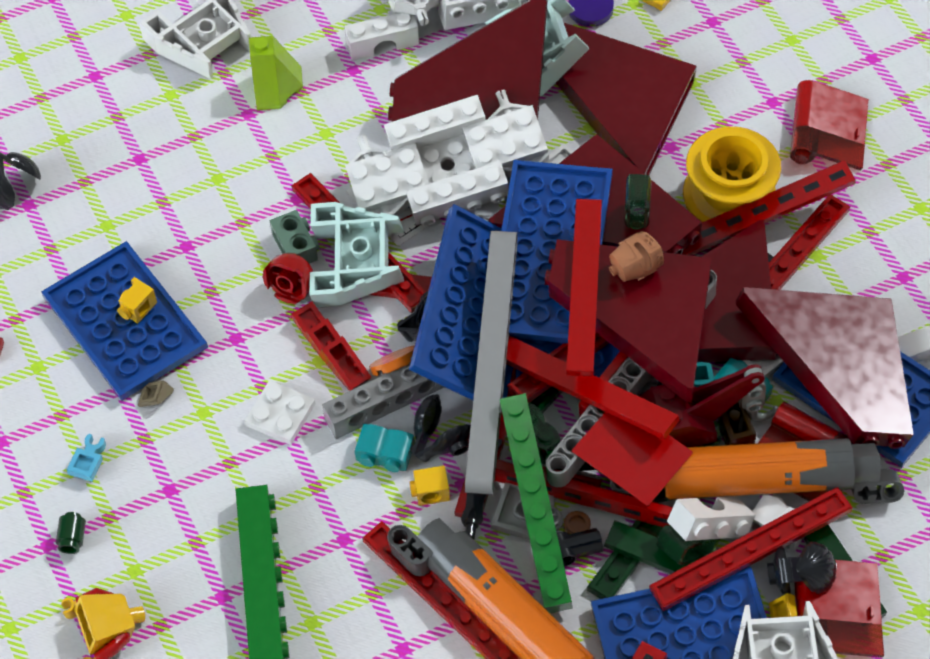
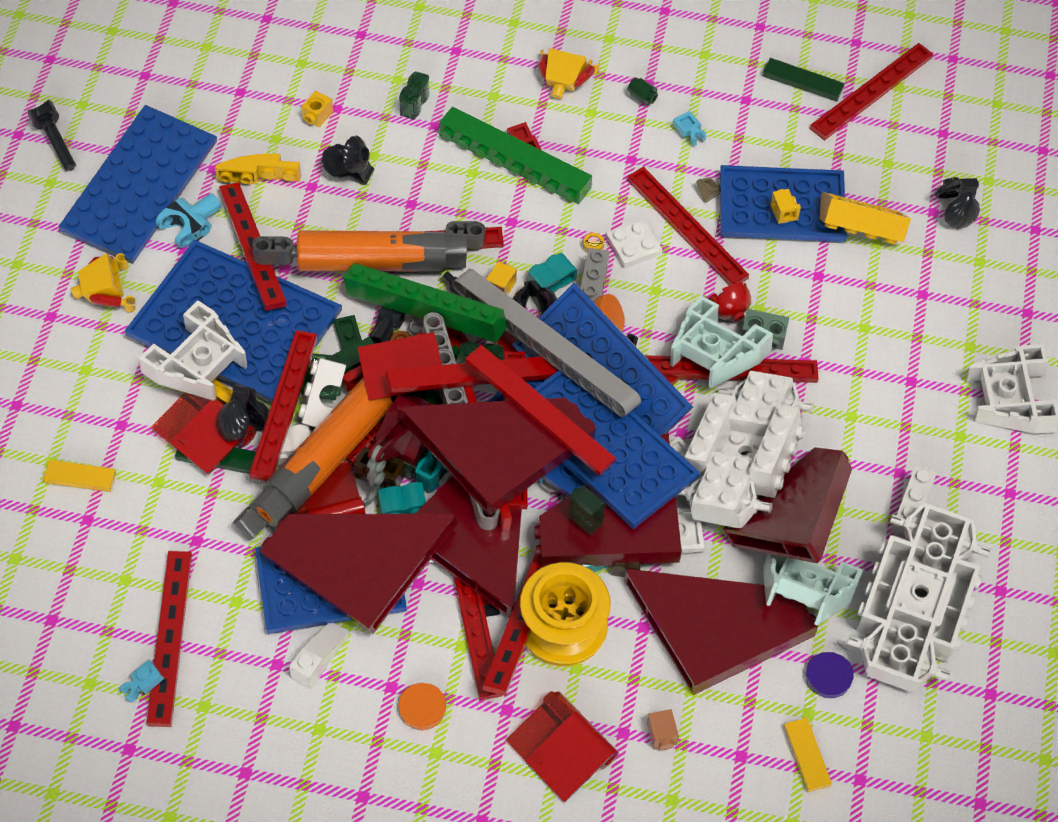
camera: 125 degrees right, 0 degrees up
(93, 236) = (863, 217): none -> yellow slope
(218, 385) = (687, 227): none -> red tile
(228, 604) = (523, 133): none -> red slope
(273, 72) = (928, 404): lime slope -> none
(310, 445) = (594, 241): none -> tile
(330, 346) = (654, 298): red slope -> none
(636, 257) = (527, 445): nougat helmet -> none
(748, 71) = (662, 729): none -> nougat brick
(897, 240) = (422, 706): none -> orange tile

